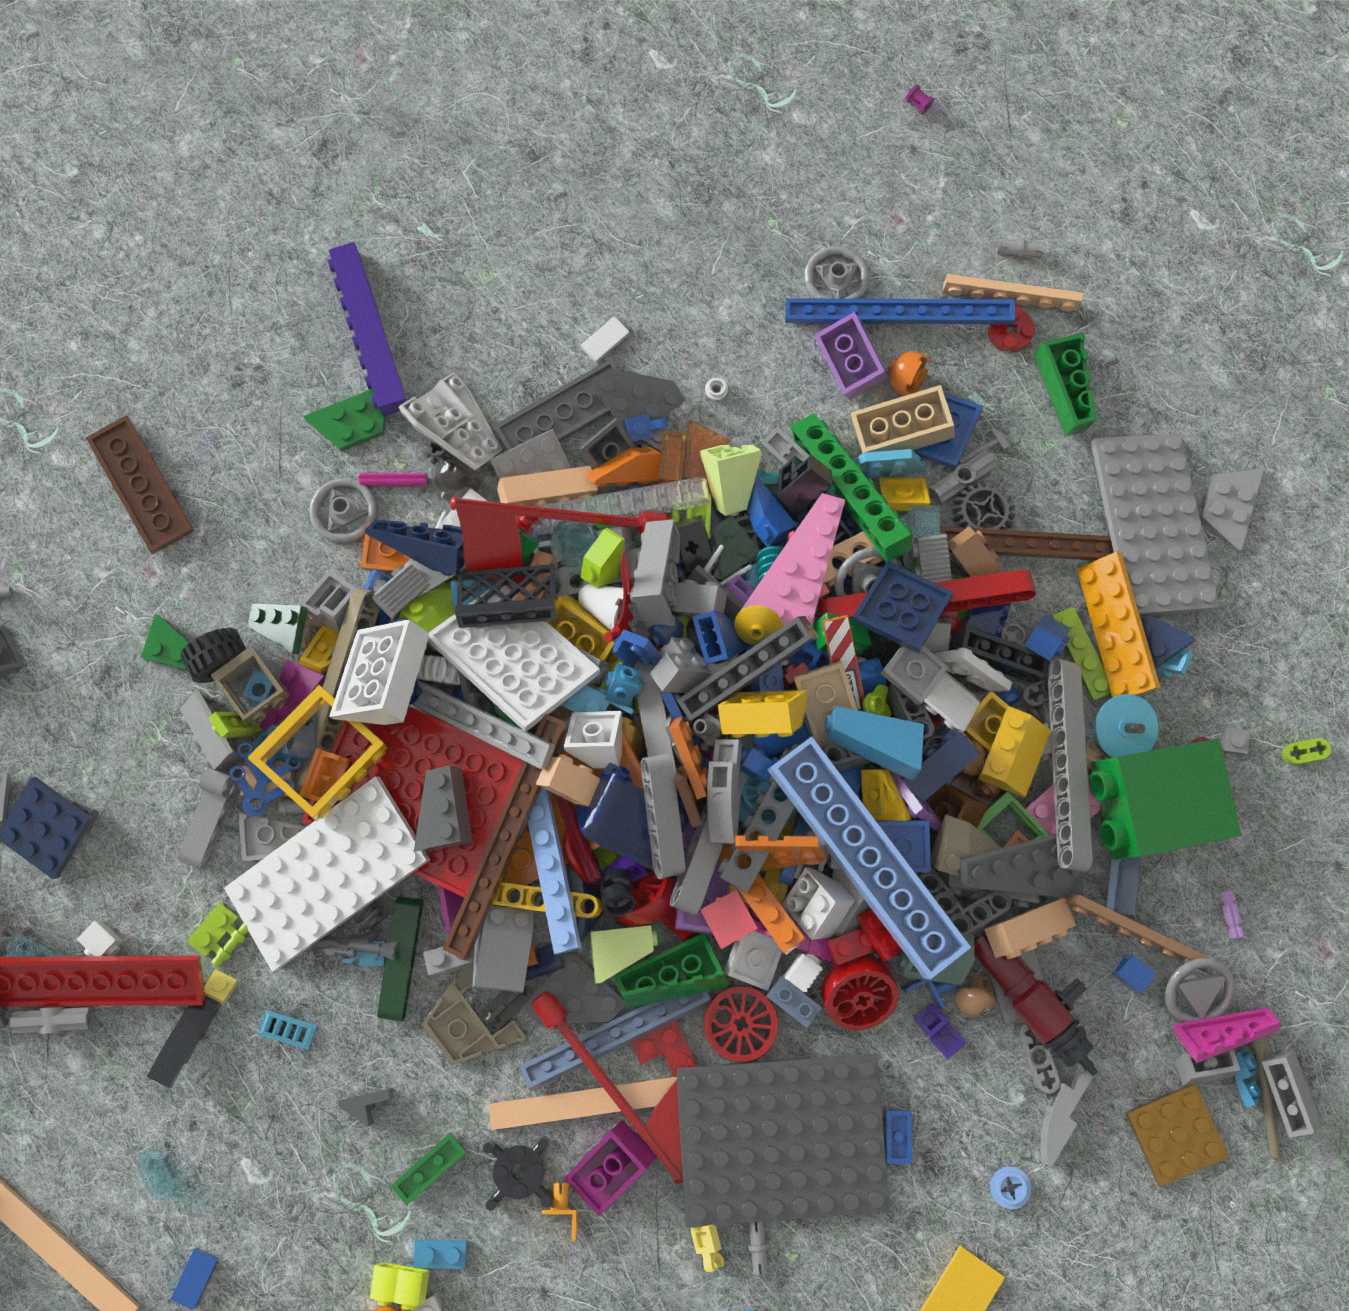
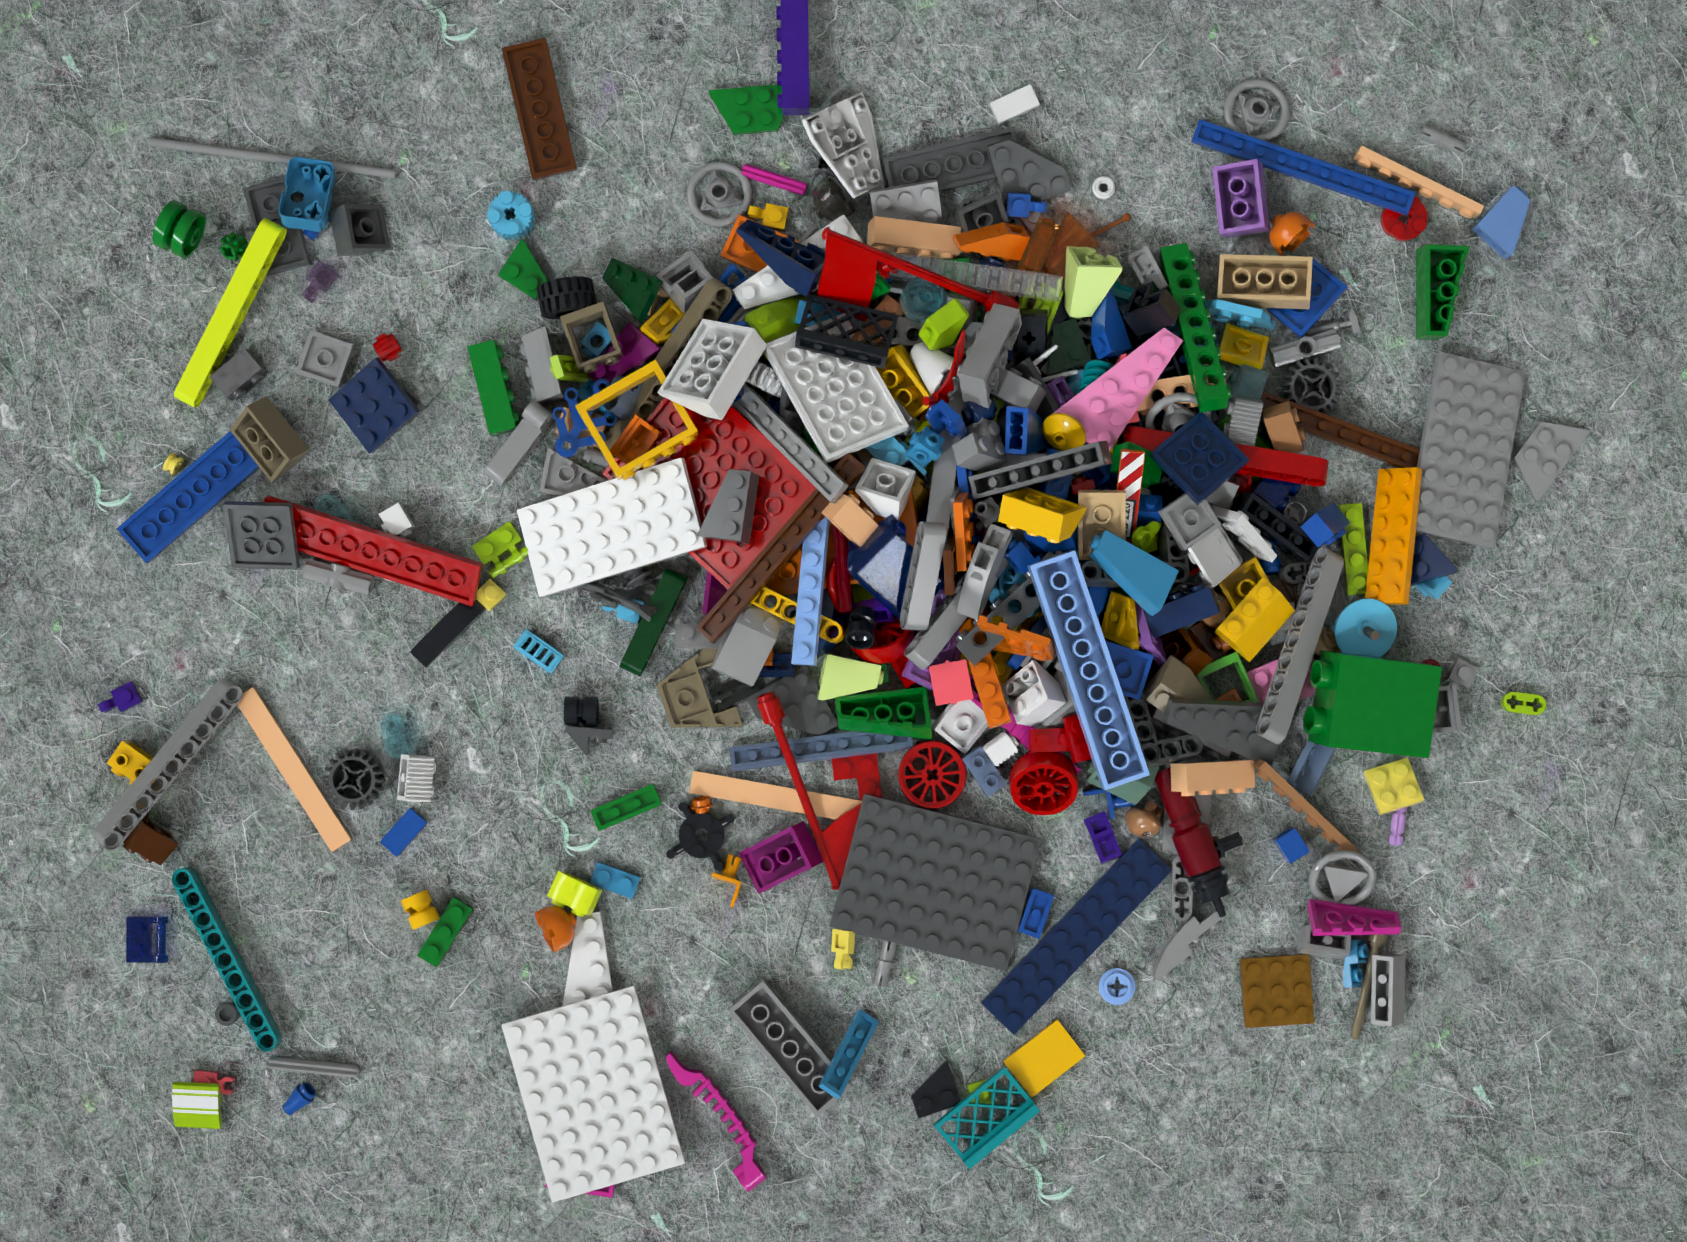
camera: 25 degrees right, 10 degrees up
(44, 764) = (387, 347): none -> red gear
(126, 592) = (502, 206): none -> medium azure brick
(132, 1243) = (348, 770): none -> dark grey gear
(165, 770) = (493, 387): none -> green brick
(191, 1213) = (416, 778): none -> white brick
(348, 1079) = (581, 711): none -> black wheel
(400, 590) = (752, 294): light grey brick -> none
(401, 512) = (773, 215): none -> yellow plate
(508, 1138) = (701, 804): none -> orange plate
(747, 410) = (1126, 217): none -> dark orange hinge
(947, 1149) = (1076, 936): none -> dark blue plate
(1106, 303) = (1504, 221): none -> medium blue slope
(1213, 877) = (1393, 786): none -> light yellow plate
(1240, 783) = (1447, 710): none -> light grey hinge

